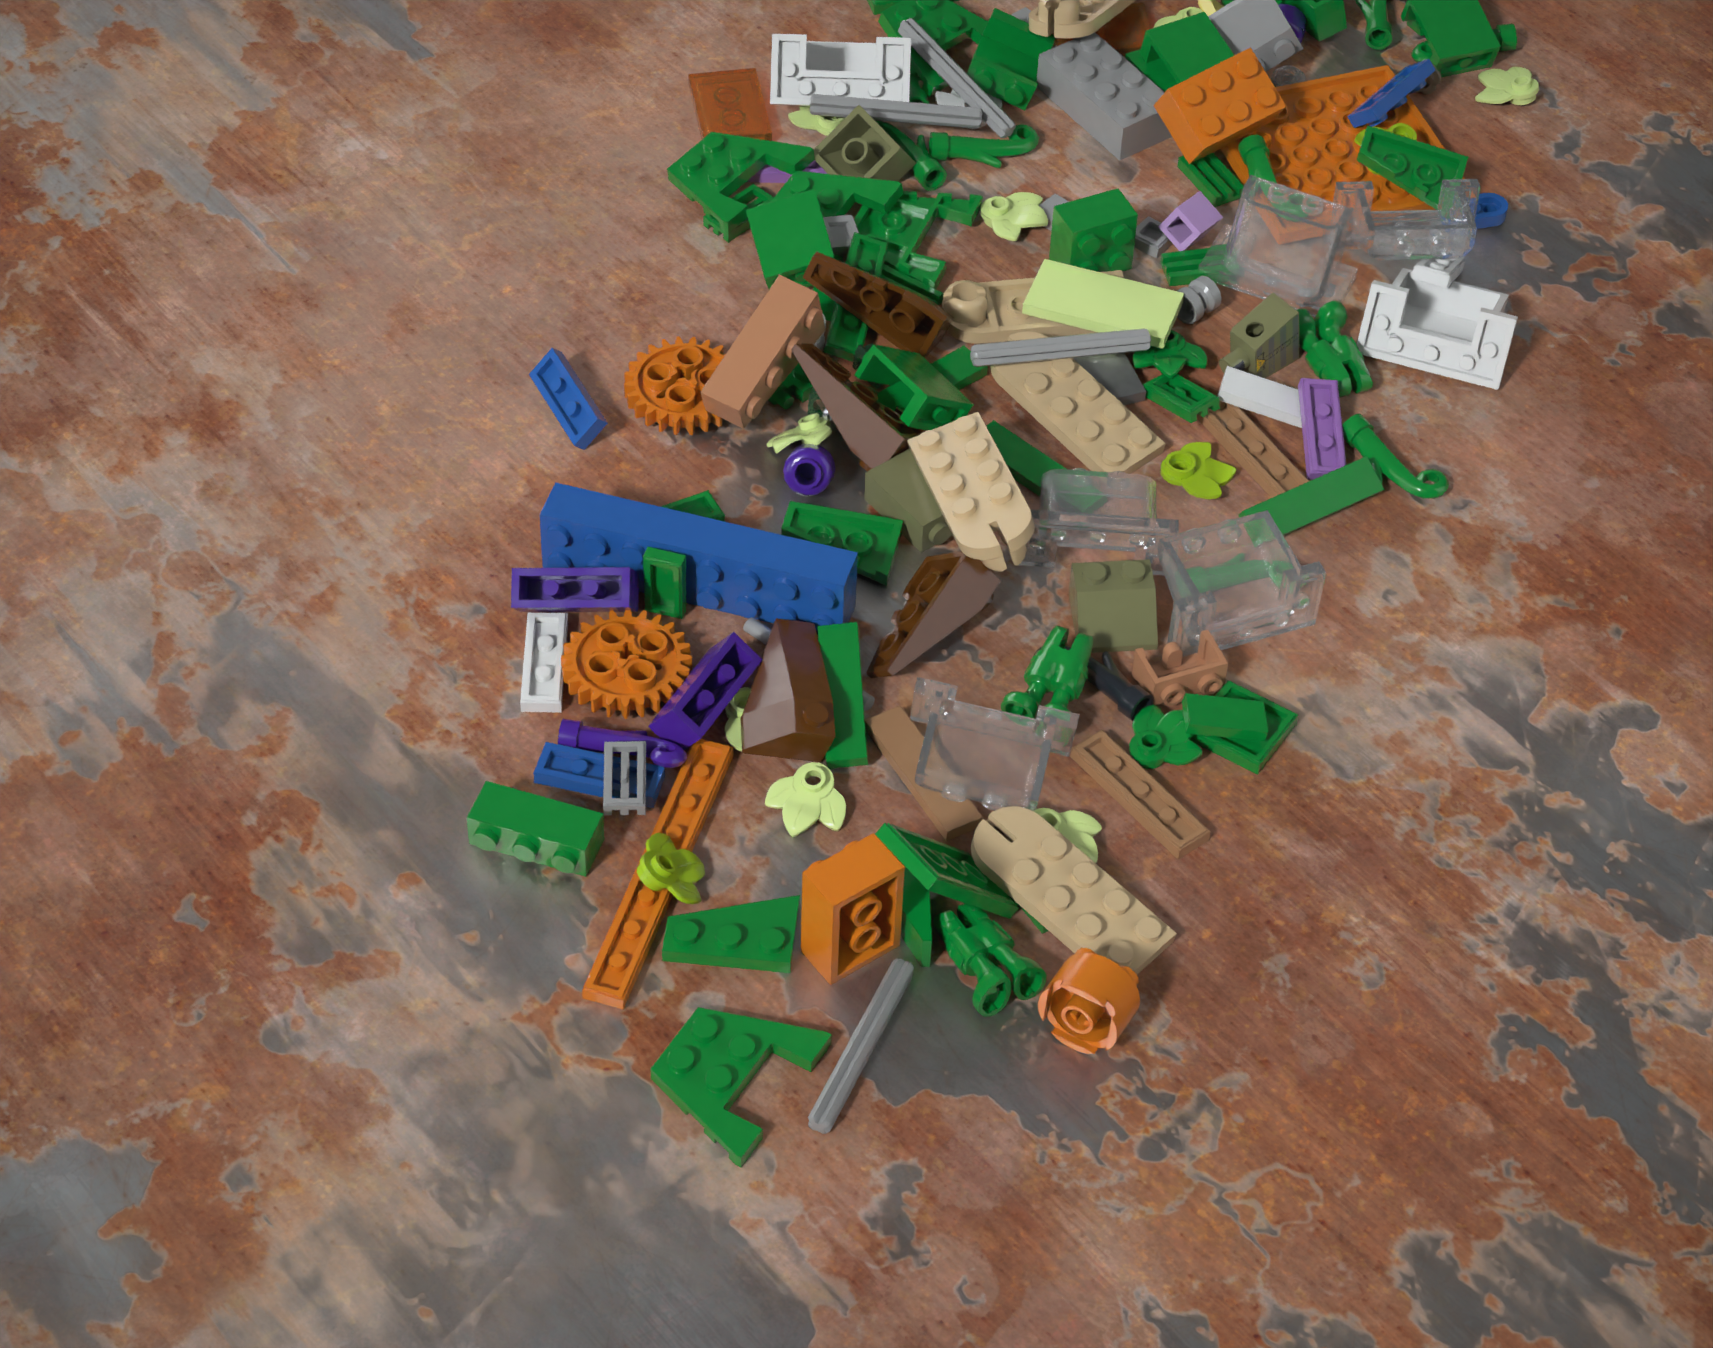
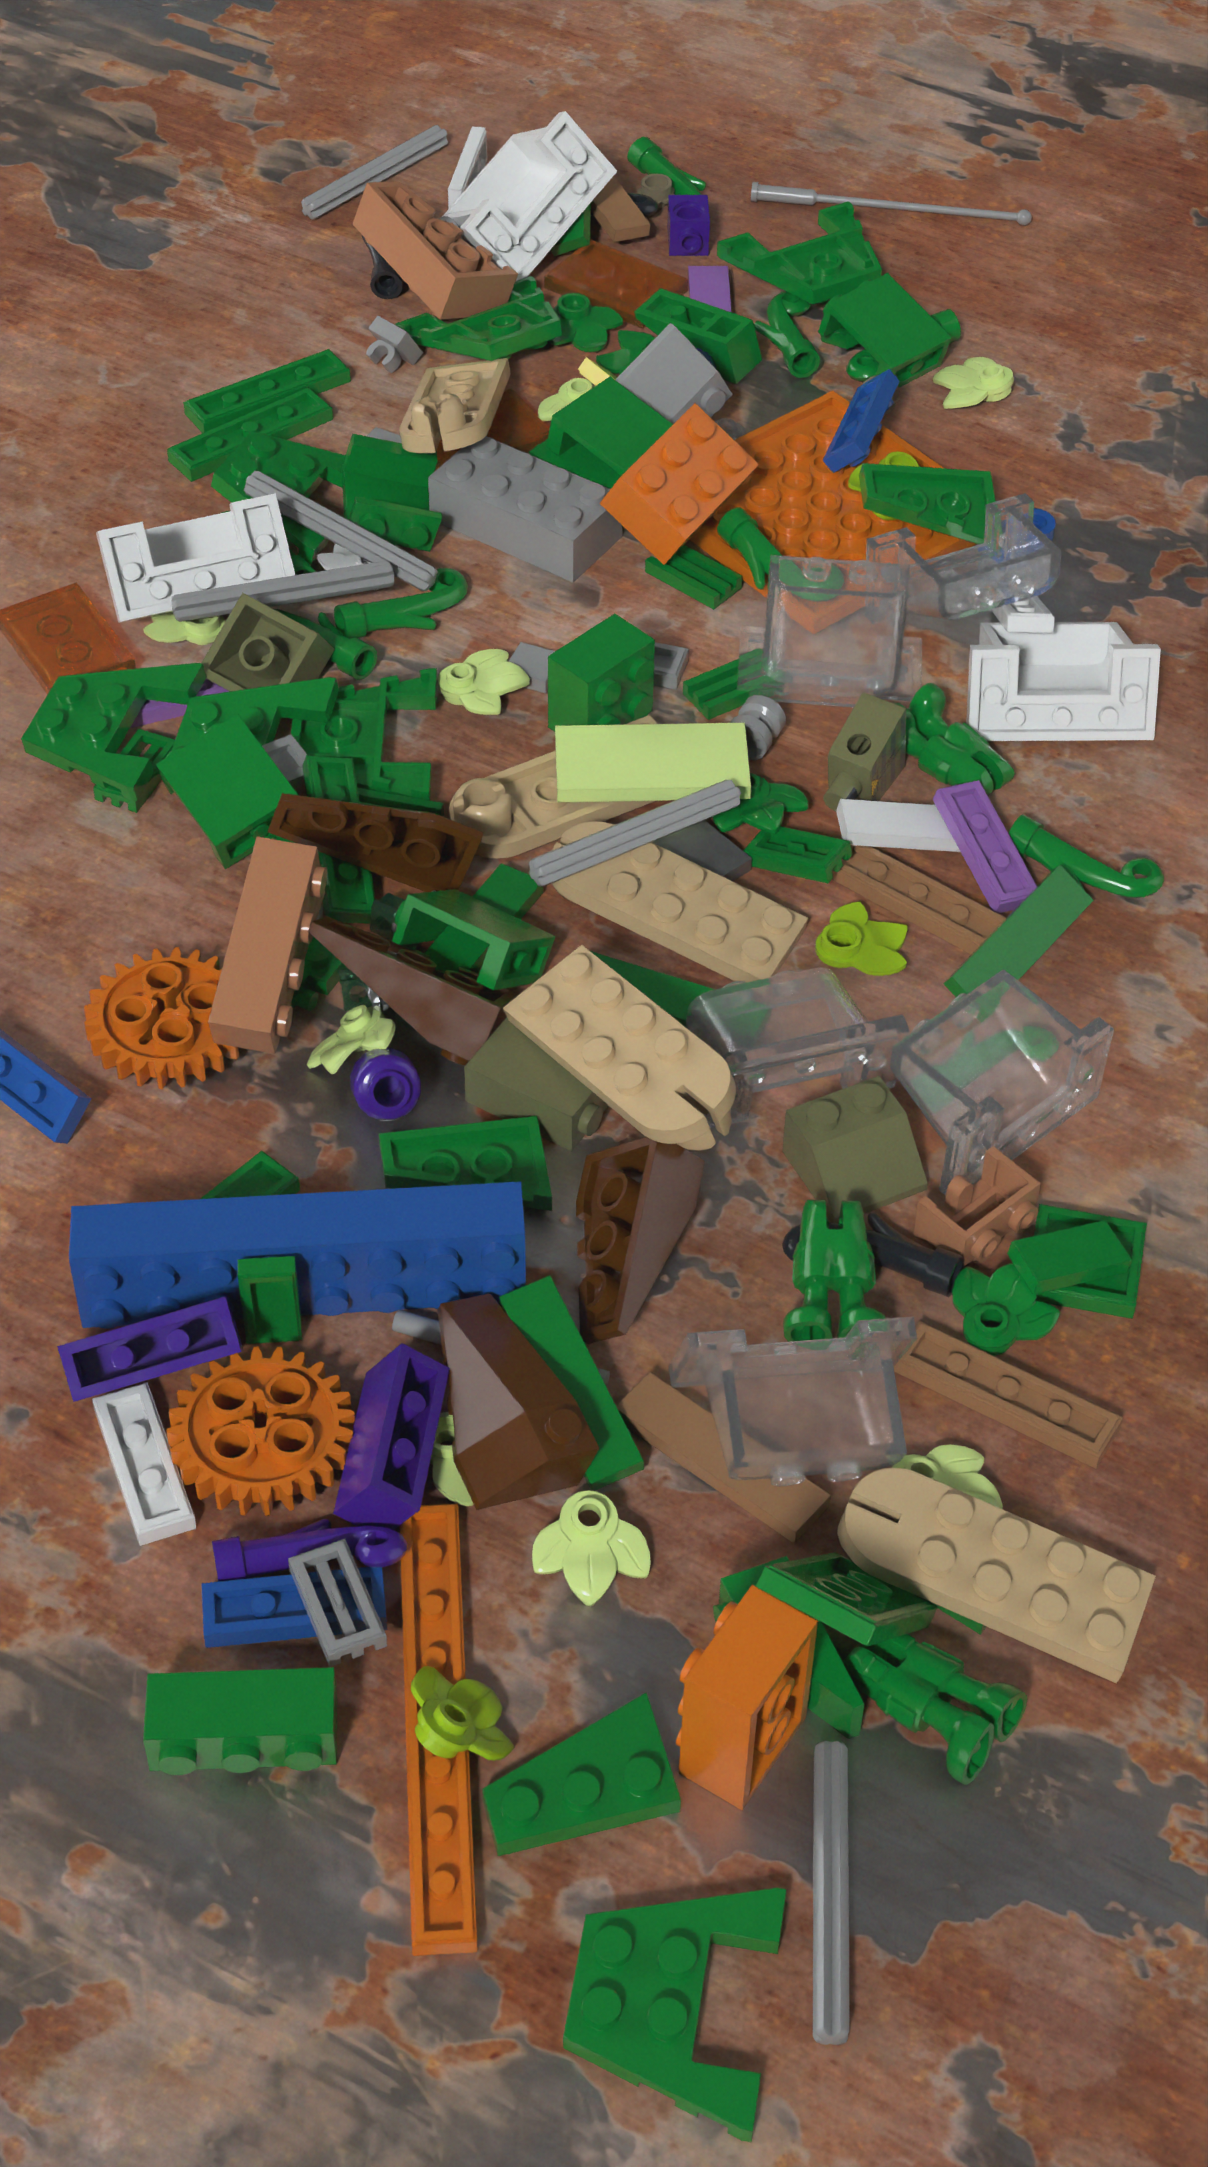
camera: 20 degrees left, 0 degrees up
(1090, 1001) = (1110, 1719): orange brick -> none
(1190, 221) = (704, 633): lavender brick -> none

